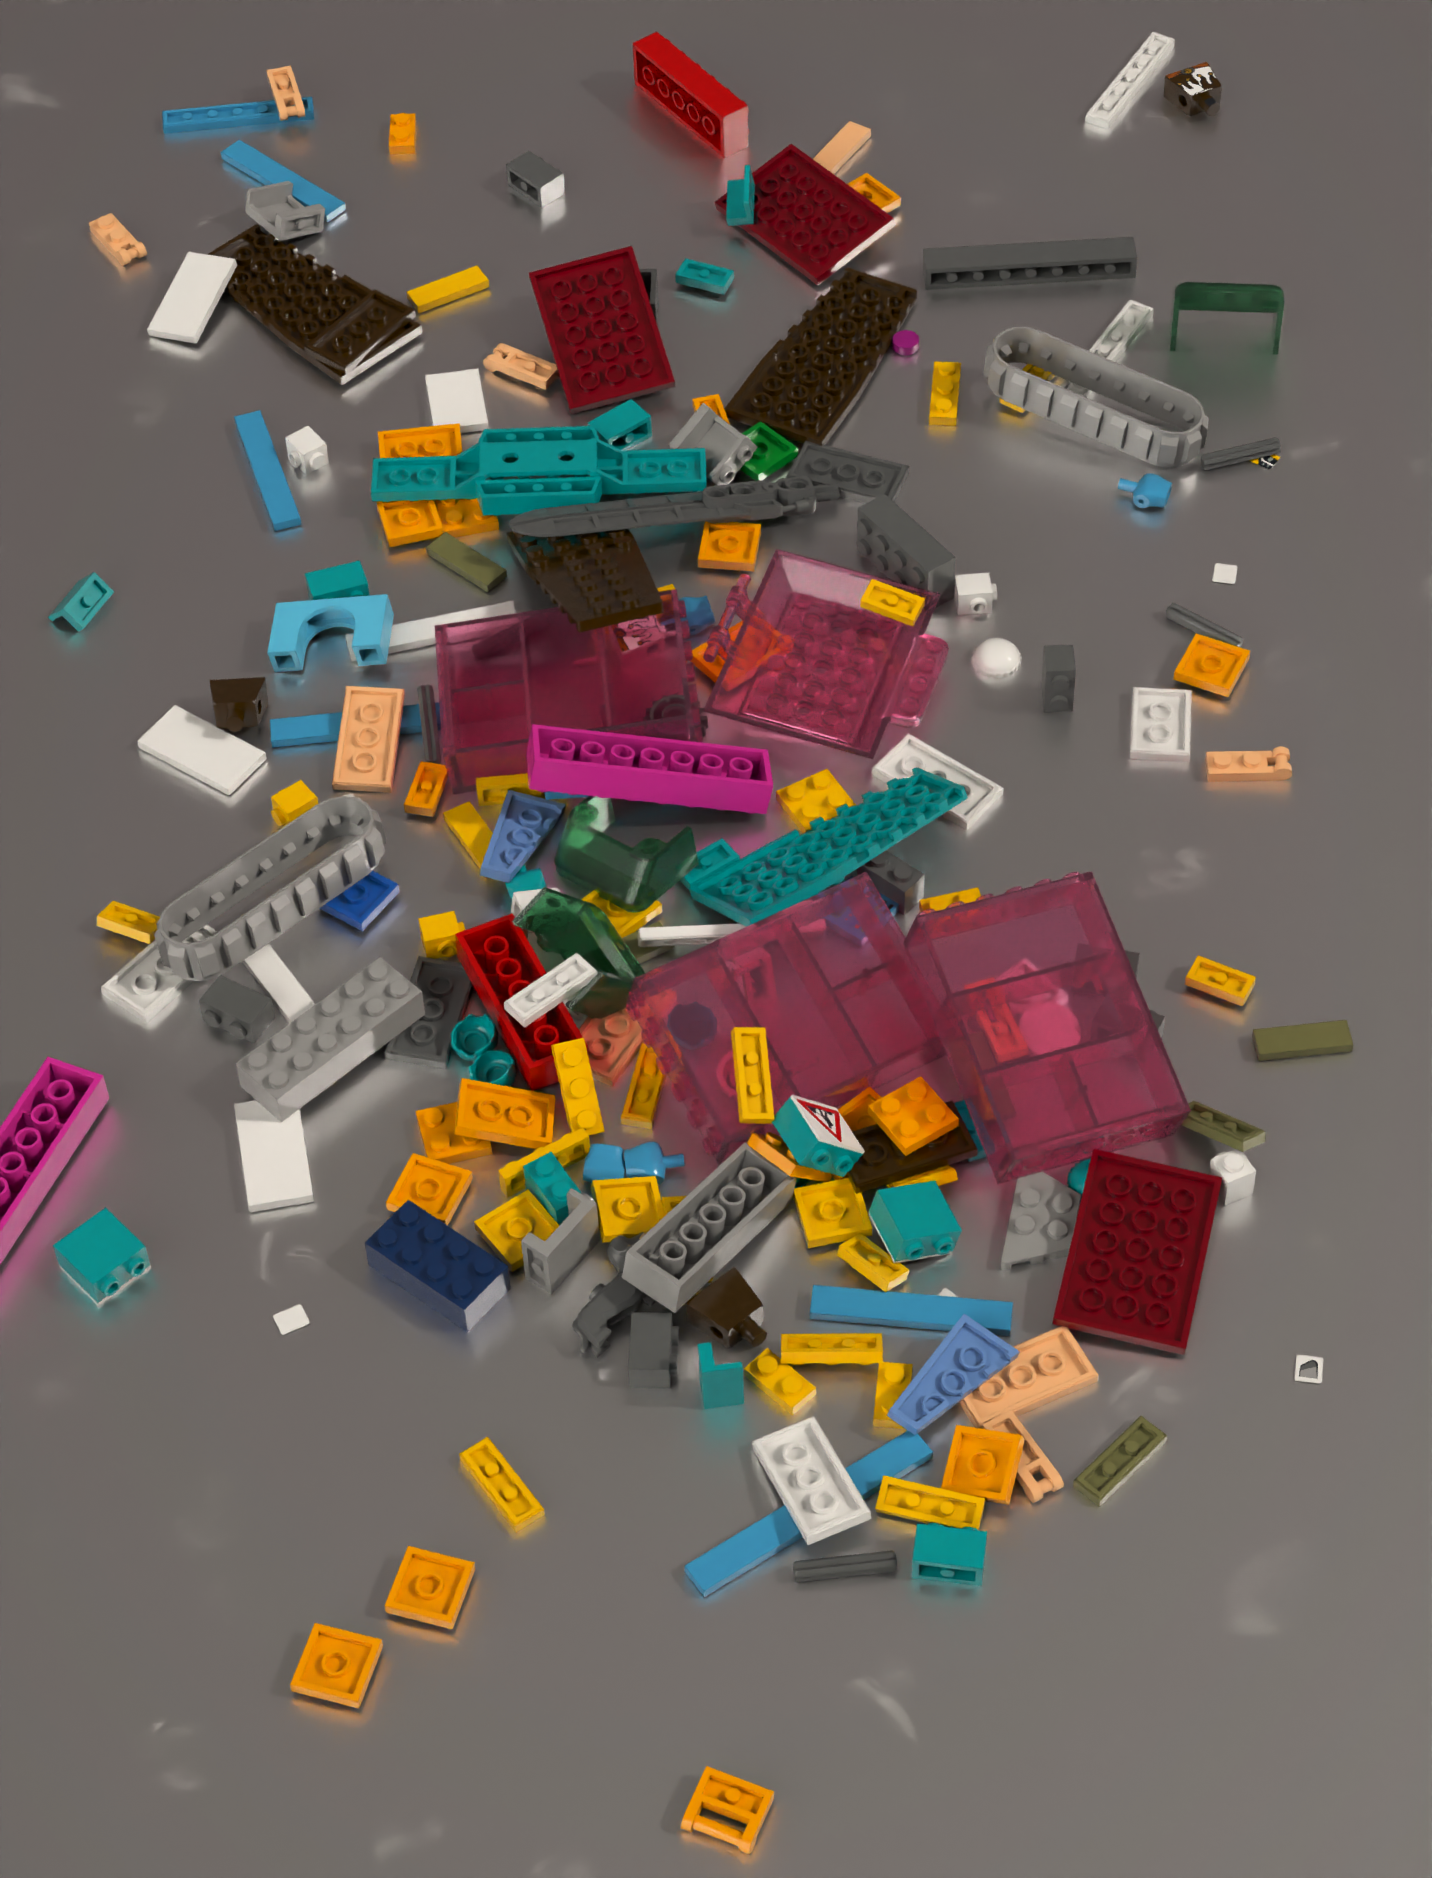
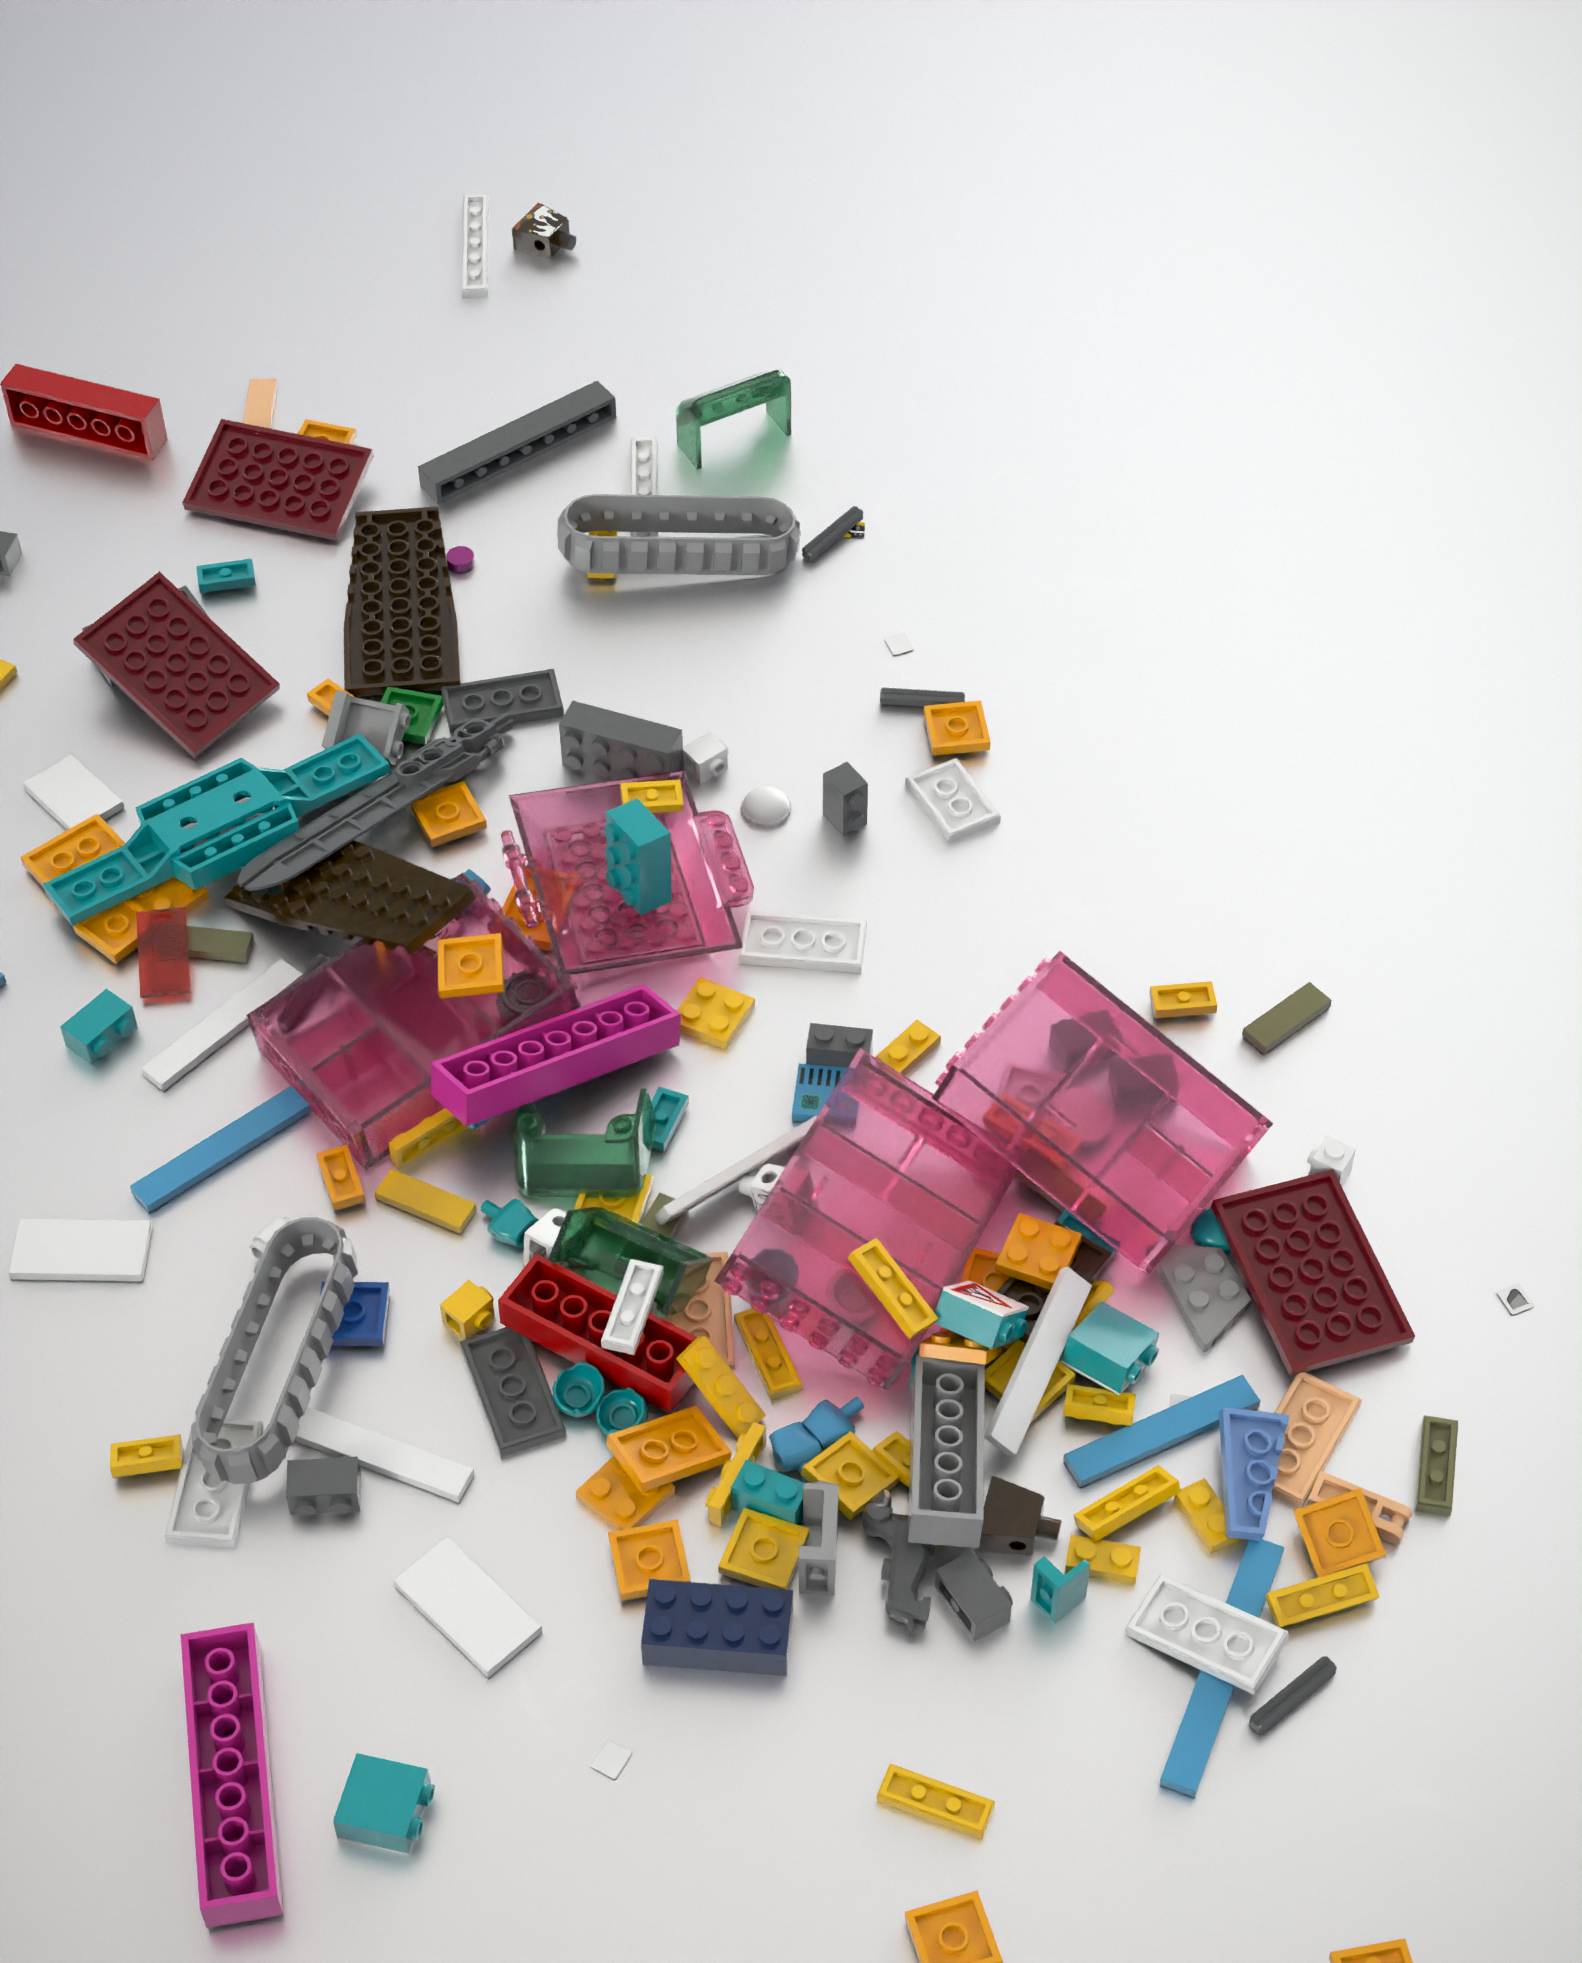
camera: 35 degrees left, 0 degrees up
(239, 702) = (85, 1185): dark brown torso -> none
(292, 803) = (224, 1258): yellow brick -> none
(300, 621) = (151, 1039): medium azure arch -> none
(330, 1039) = (447, 1466): light grey brick -> none
(368, 739) = (246, 1157): light nougat tile -> none
(426, 553) = (163, 952): none -> clear red piece
(429, 724) = (297, 1114): dark grey axle -> none
(518, 832) = (466, 1176): medium blue wing -> none
(521, 366) = (113, 733): light nougat plate -> none
(622, 664) = (470, 965): none -> light orange plate
(623, 425) = (261, 744): teal brick -> none
(741, 200) = (211, 489): teal panel -> none
(810, 862) = (771, 1055): teal wing -> none
(827, 641) = (638, 856): none -> teal brick
(841, 1198) = (1037, 1361): none -> white tile
(945, 393) = (532, 590): yellow plate -> none
(949, 1554) = (1373, 1630): teal brick -> none
(1149, 491) = (781, 598): dark azure piece -> none
(1223, 1127) = (1302, 1125): olive tile -> none
(1248, 765) = (1053, 801): light nougat plate -> none

